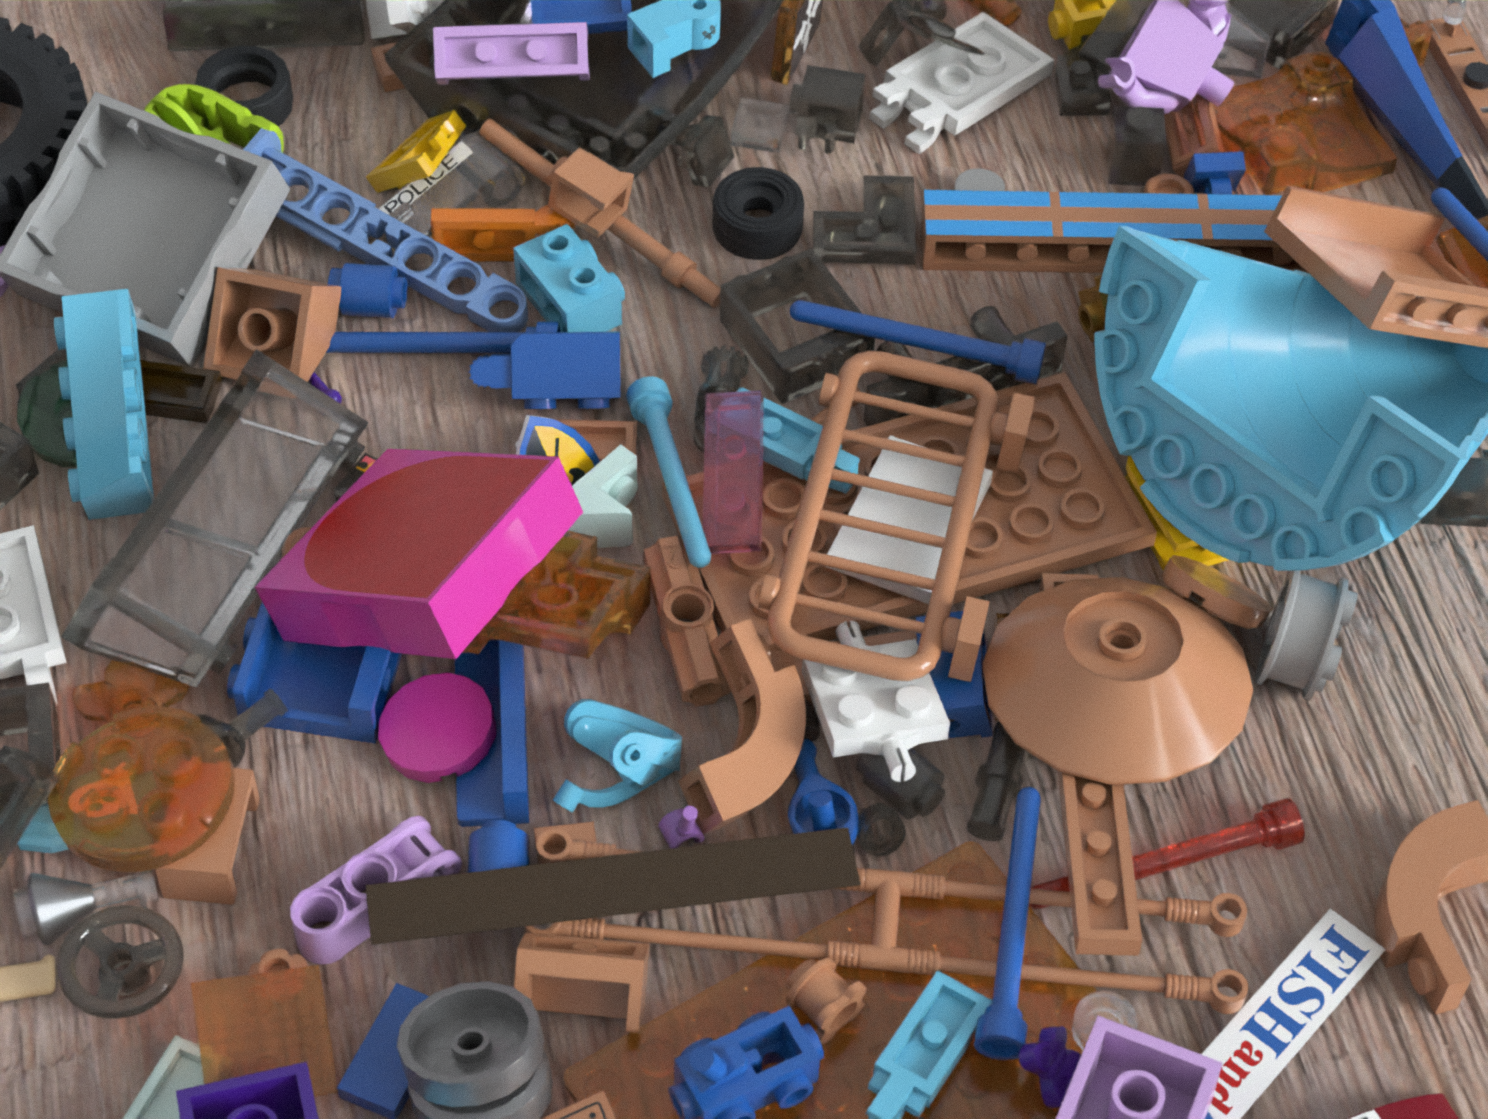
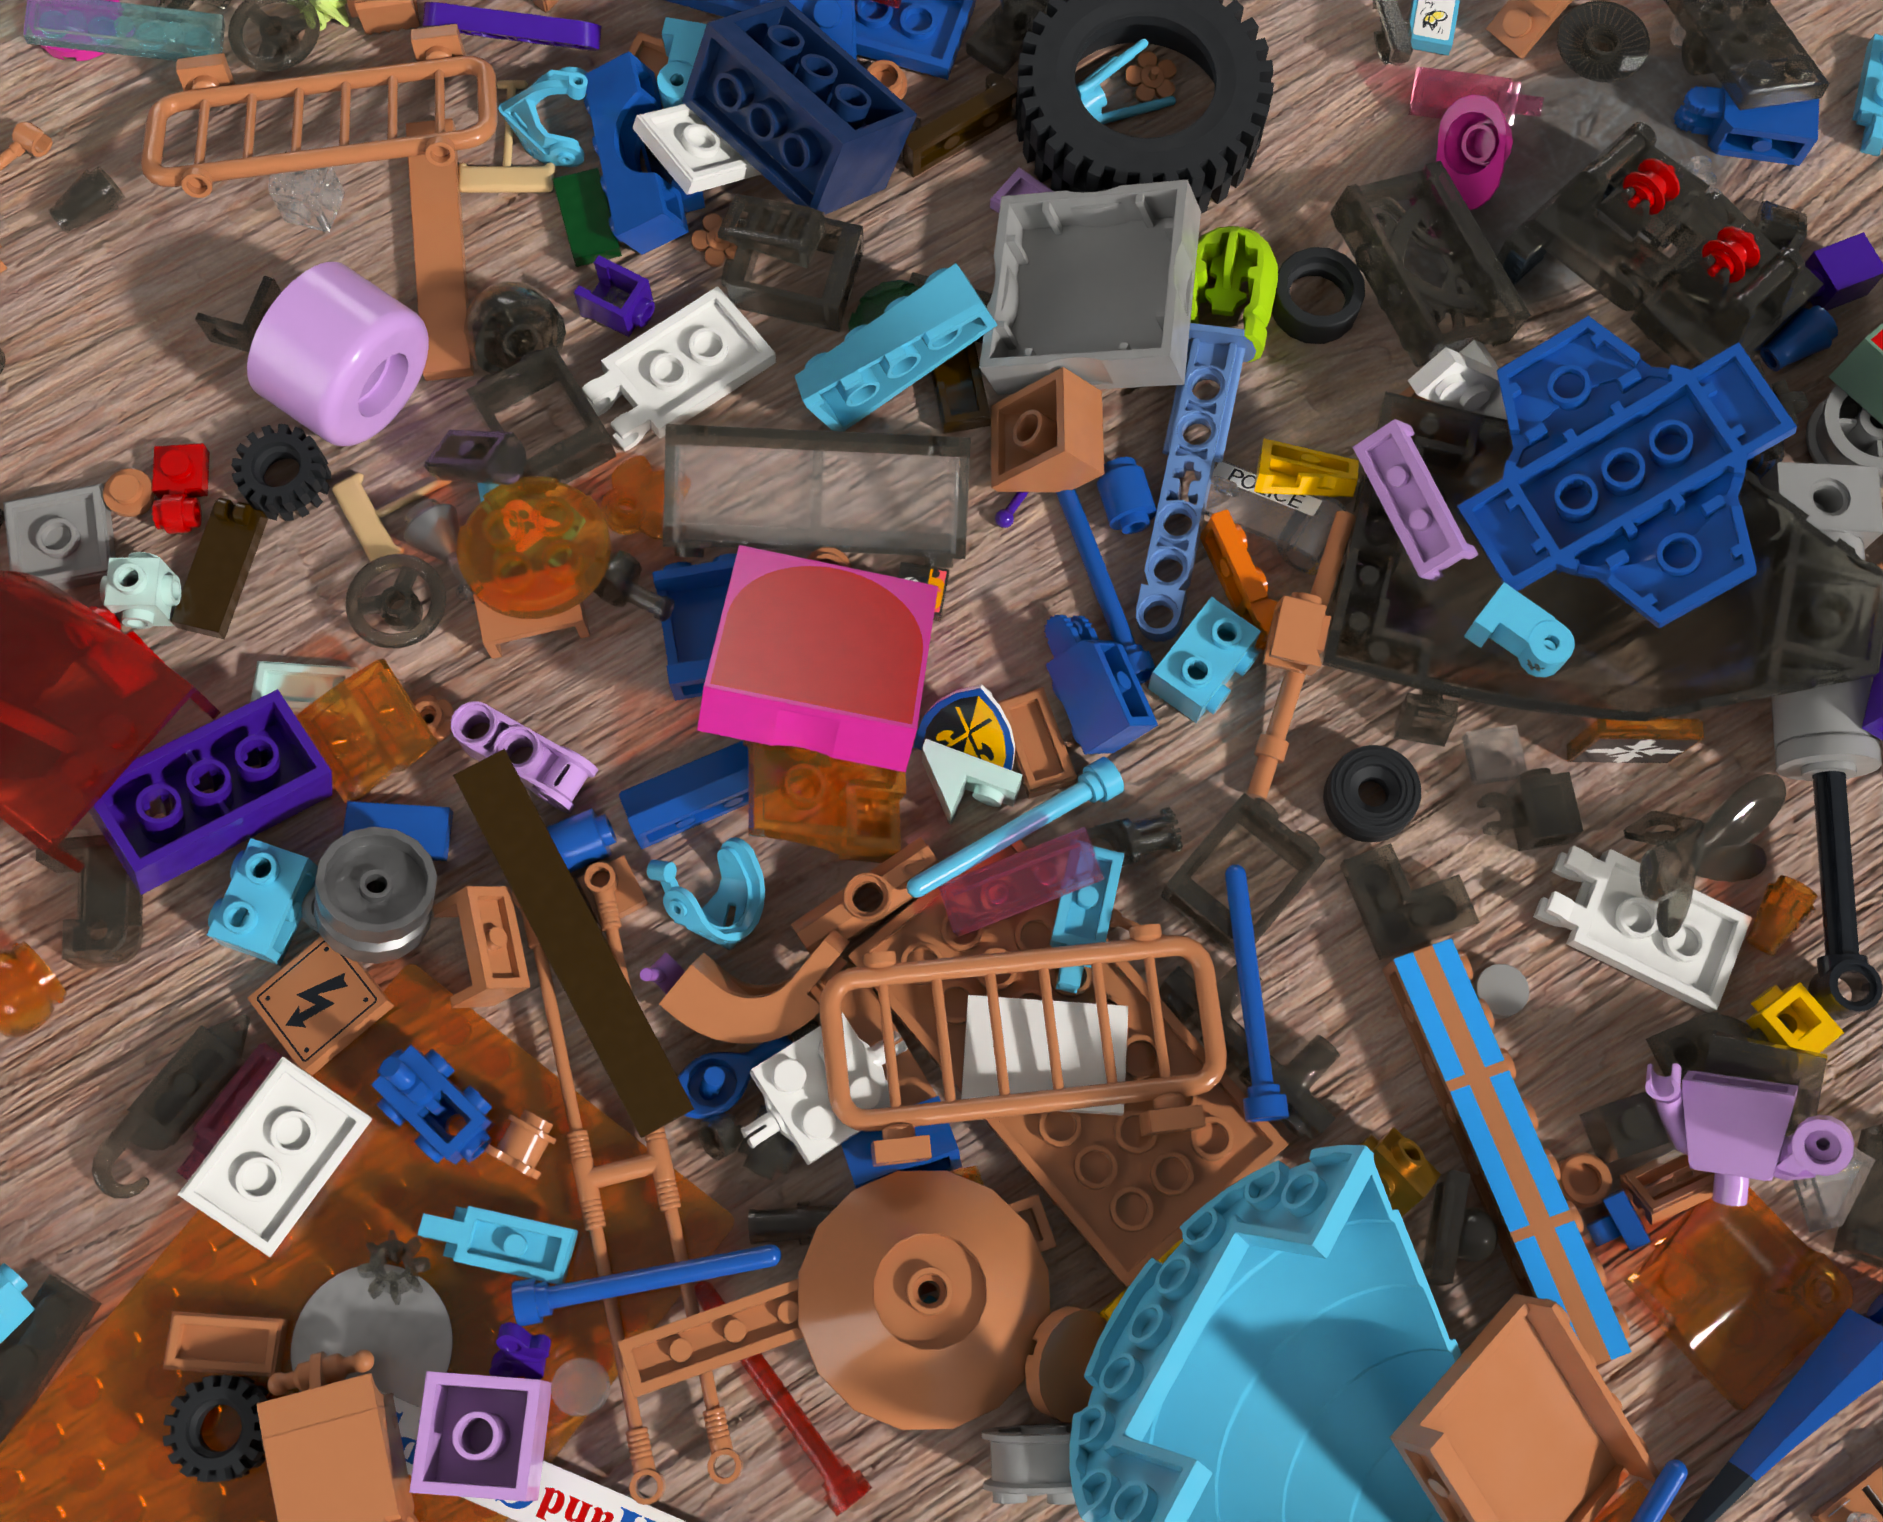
camera: 70 degrees right, 20 degrees up
(437, 727) = (683, 754): dark pink tile -> none

